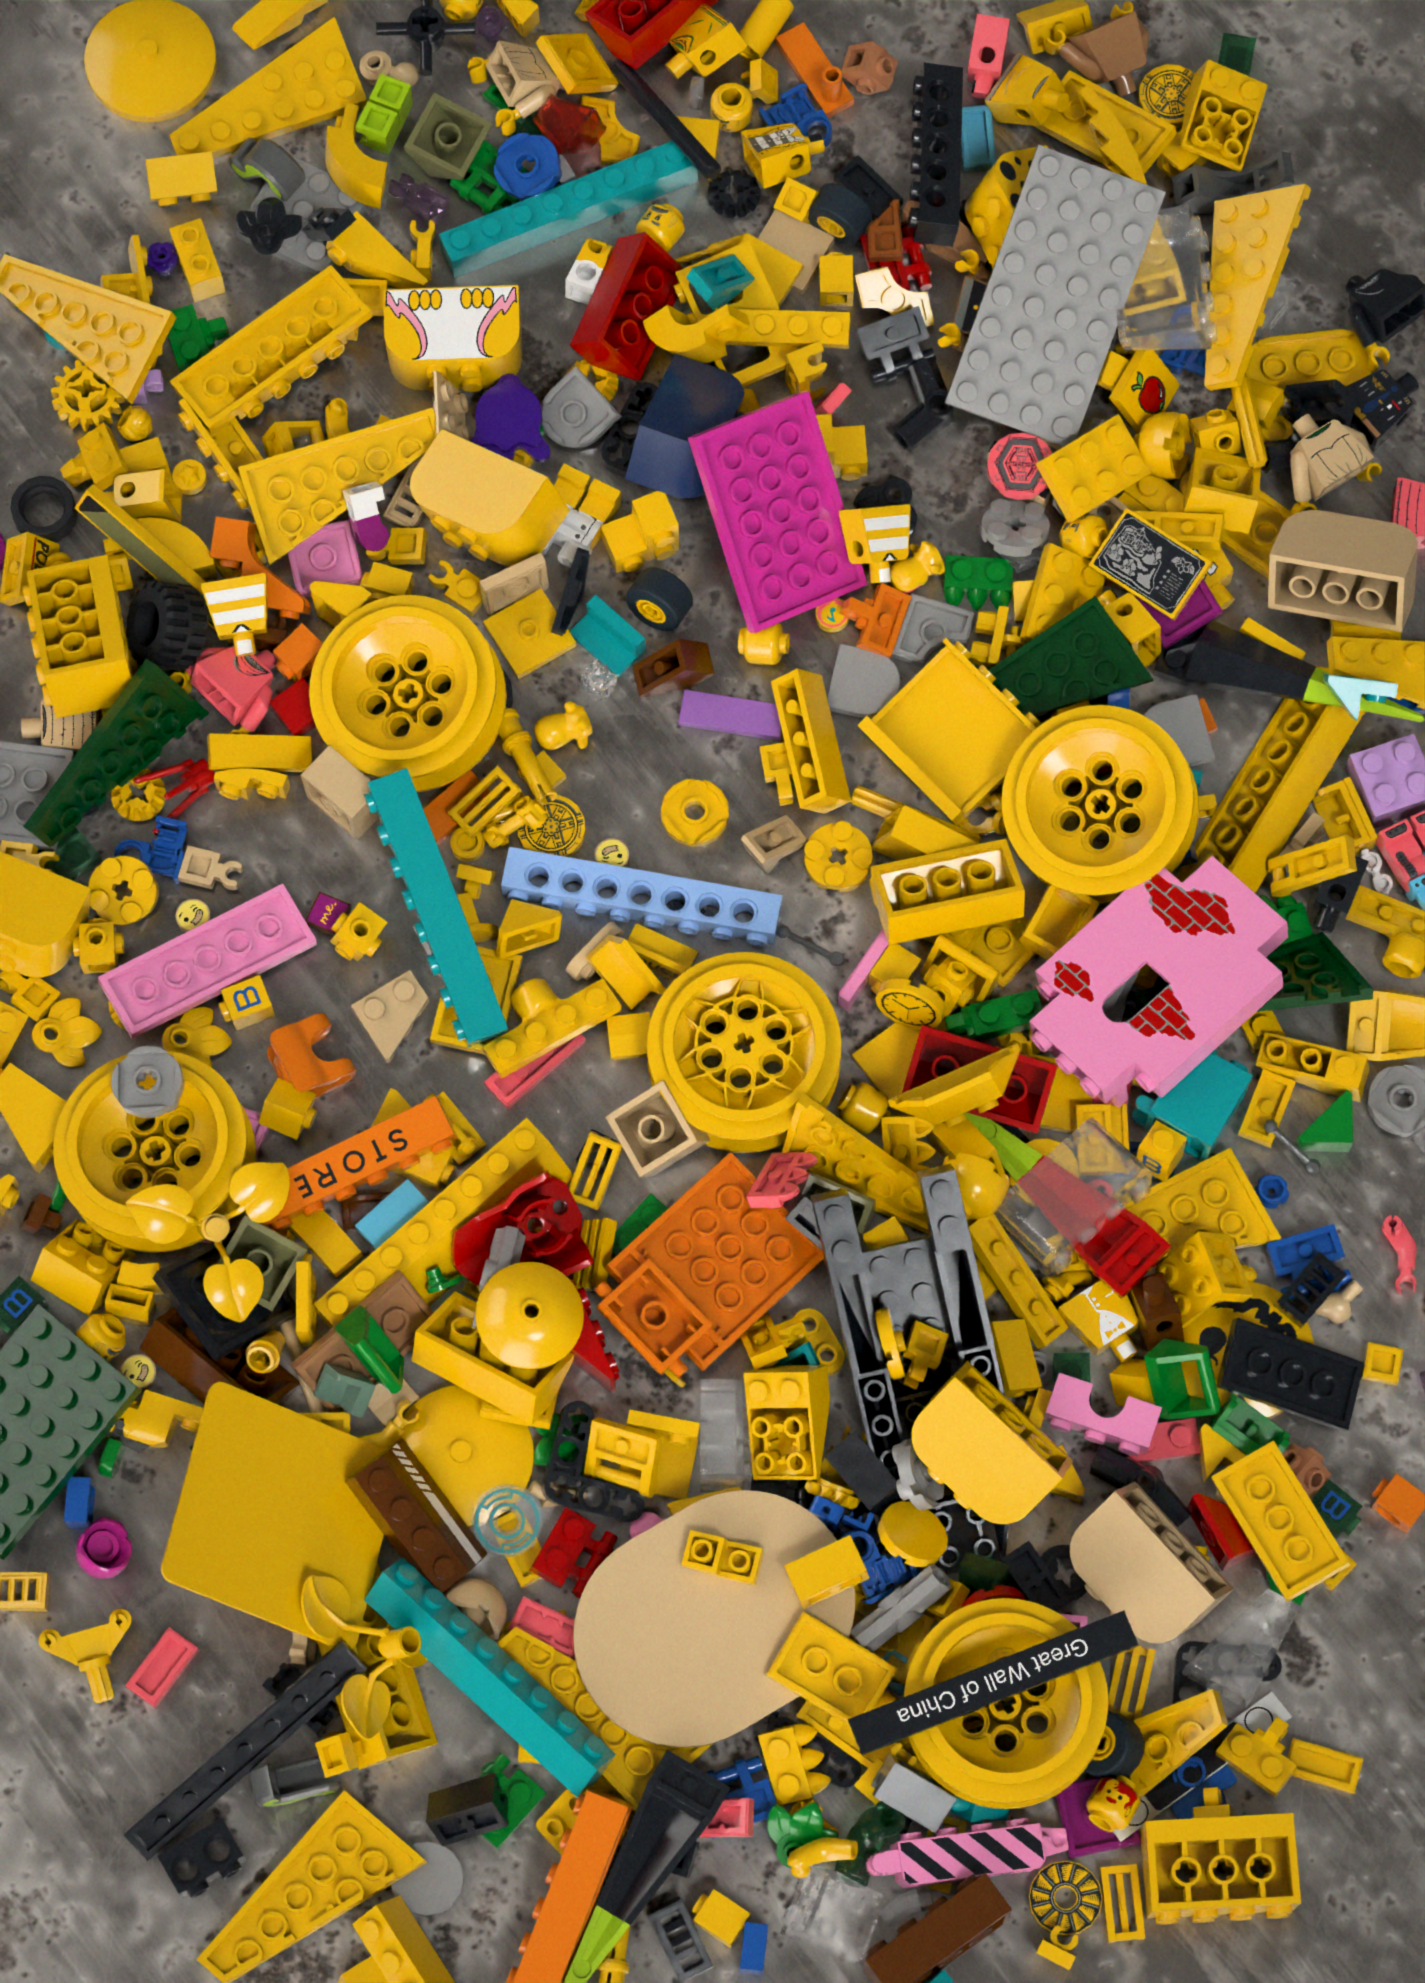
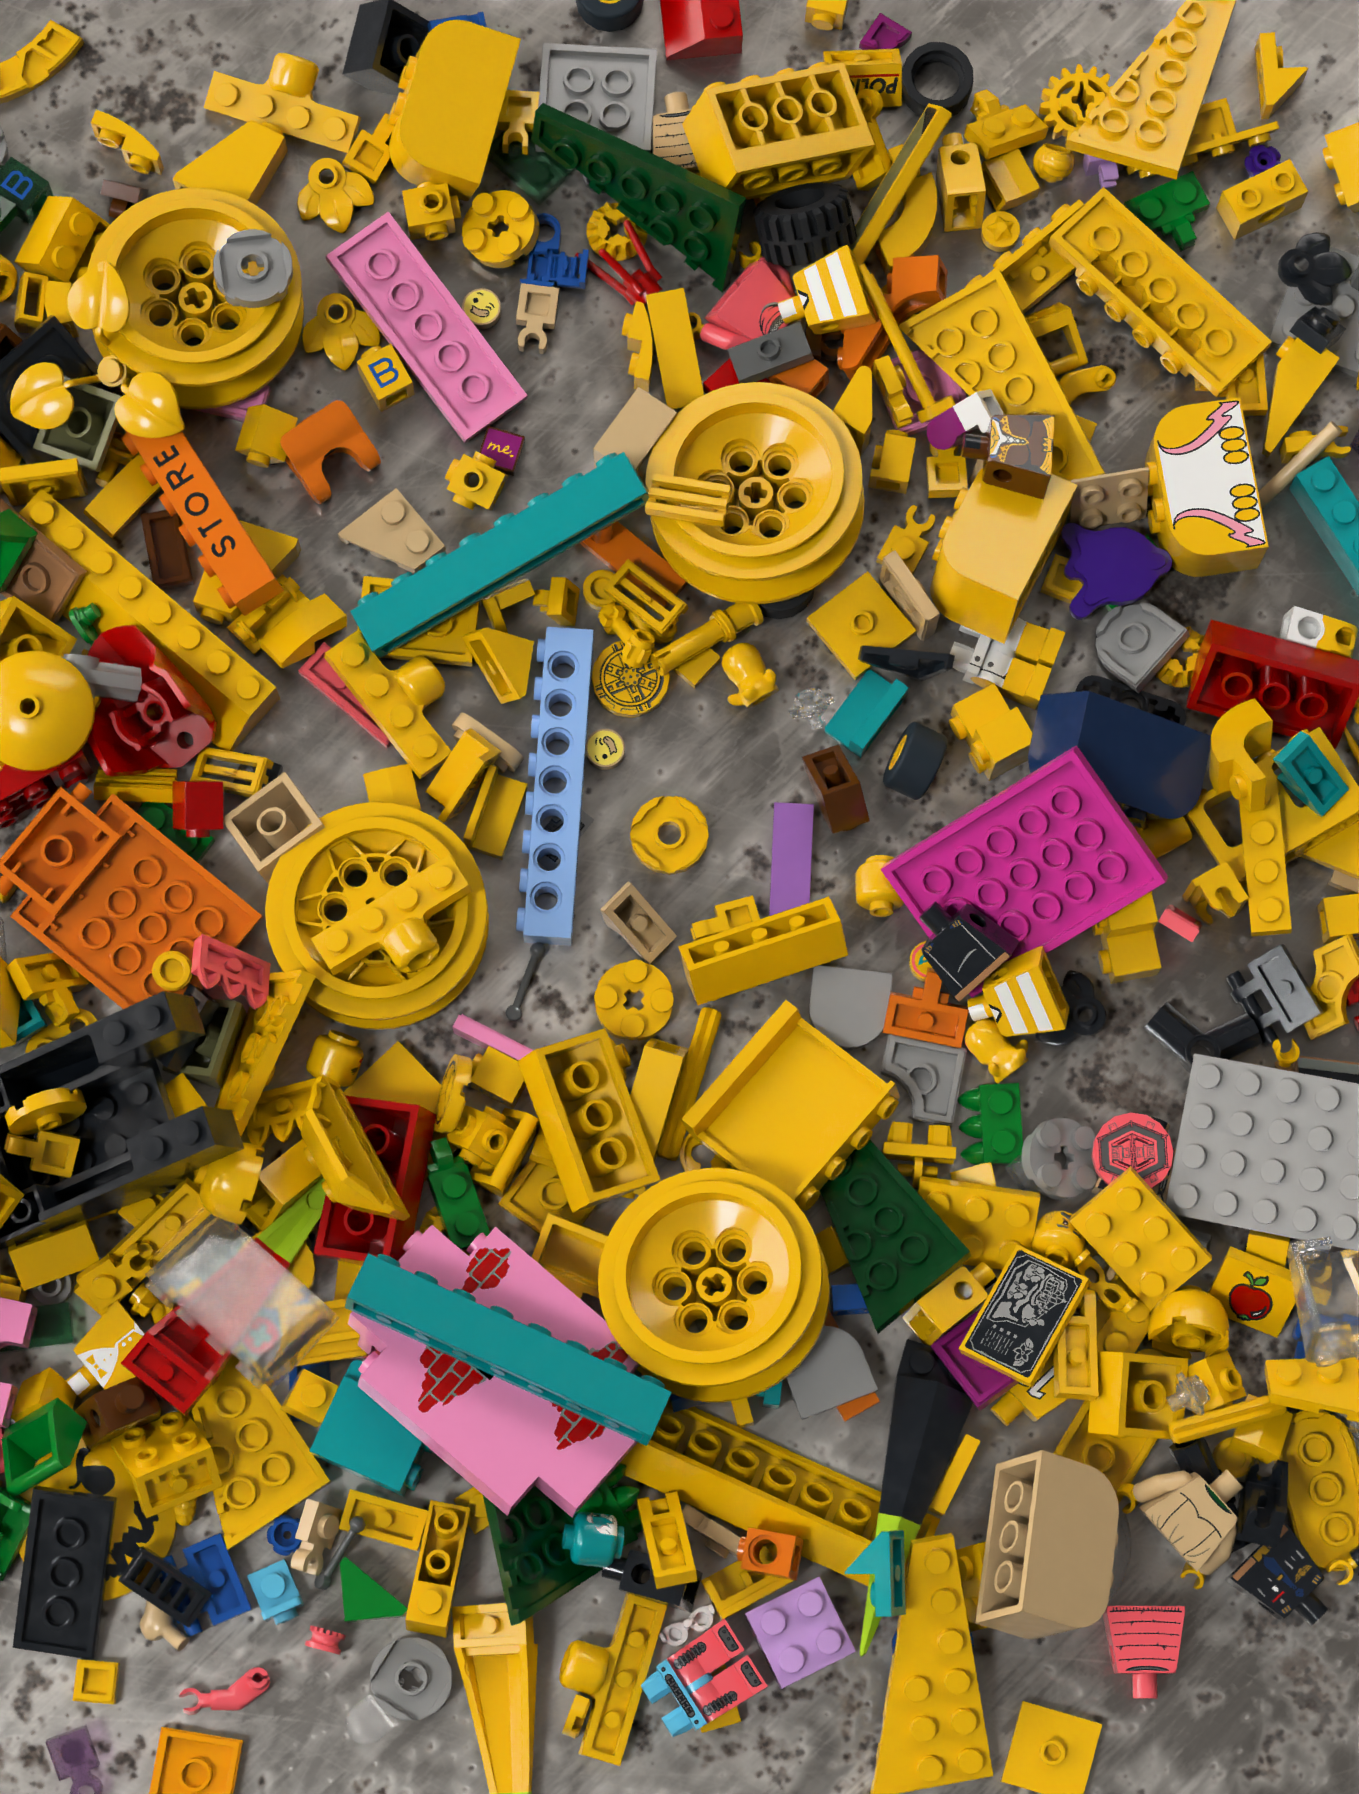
camera: 80 degrees right, 5 degrees up
(92, 239) = (1273, 80): none -> yellow slope
(282, 668) = (770, 354): none -> dark grey plate
(344, 572) = (891, 384): none -> yellow plate
(346, 546) = (930, 407): none -> yellow piece
(391, 1214) = (158, 562): medium azure tile -> none
(402, 738) = (688, 485): none -> yellow tile
(410, 469) = (1015, 452): none -> reddish brown torso
(436, 253) = (1298, 463): none -> tan bar
(472, 1097) = (297, 633): none -> yellow slope
(626, 1195) = (198, 807): none -> red brick
(762, 1021) = (396, 922): none -> yellow plate
(772, 1232) = (172, 971): none -> yellow tile
(832, 572) = (964, 947): none -> black torso
(1040, 1310) = (110, 1280): none -> yellow plate
(1143, 492) = (1125, 1302): none -> yellow cap
(1147, 962) = (508, 1348): none -> teal brick
(1228, 444) = (1189, 1394): none -> clear plant
(1271, 1162) = (316, 1531): none -> tan plate
(1306, 928) = (593, 1539): none -> teal head
(1320, 1204) = (276, 1592): none -> medium azure bracket
(1329, 773) = (787, 1559): none -> orange brick
(1365, 1167) = (324, 1641): none -> coral bush

